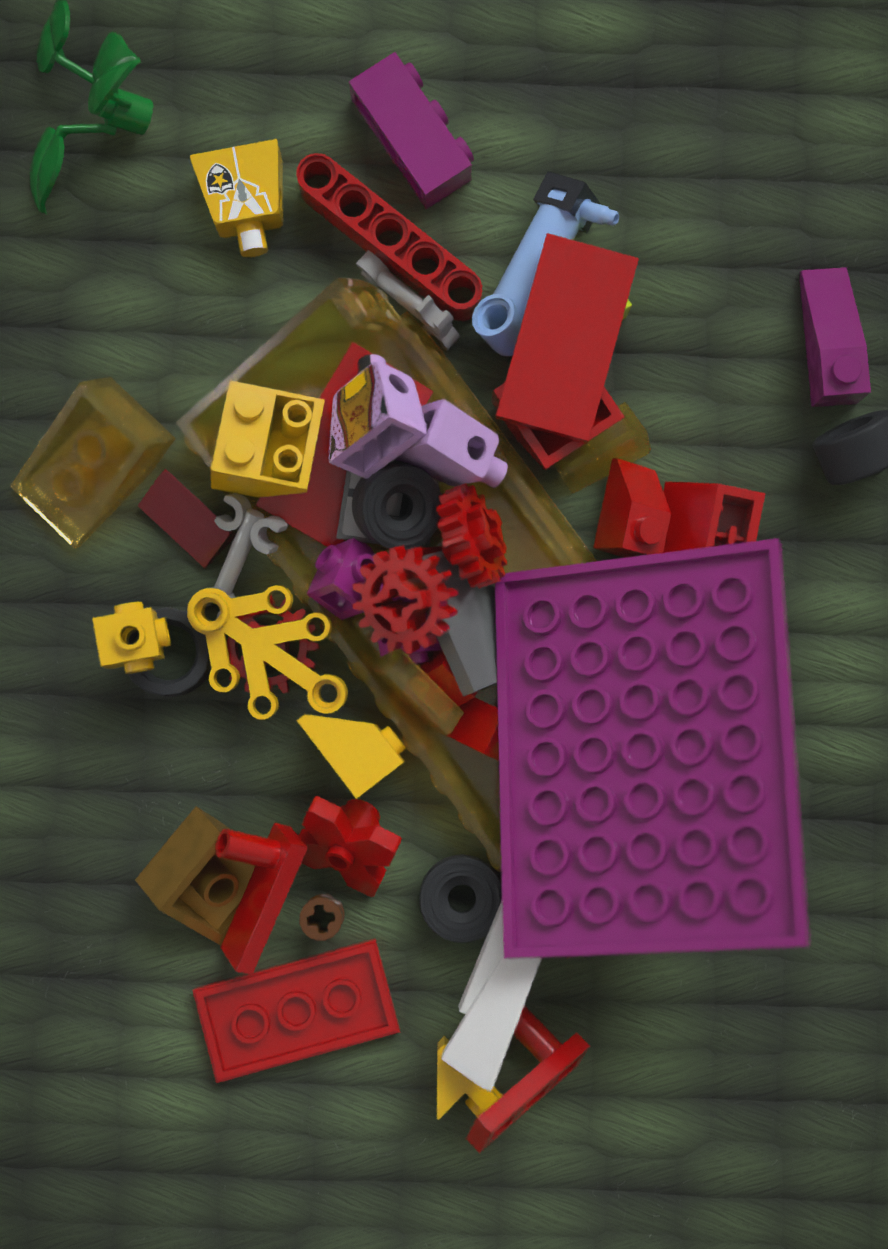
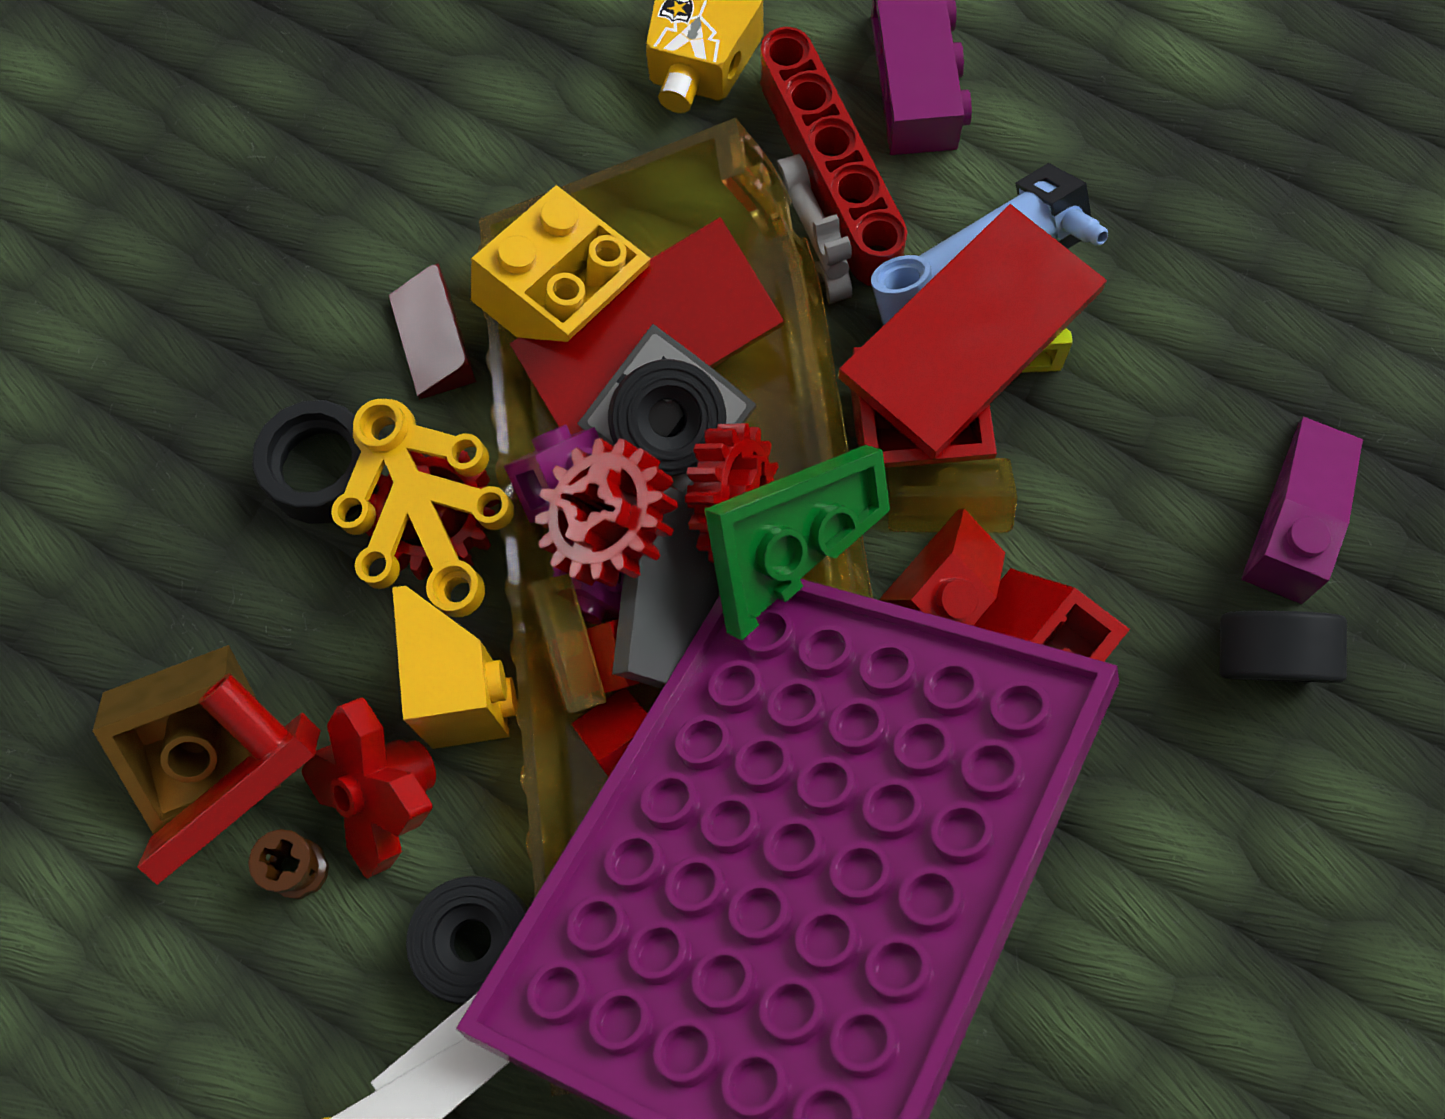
camera: 35 degrees right, 15 degrees down
(91, 459) = (370, 218): clear yellow slope -> none
(113, 636) = (271, 404): yellow brick -> none
(251, 532) = (484, 371): light grey bar -> none
(296, 1010) = (188, 971): red tile -> none
(374, 418) = (710, 283): lavender torso -> none
(455, 448) = (766, 375): lavender torso -> none
(520, 546) = (787, 527): none -> green wing

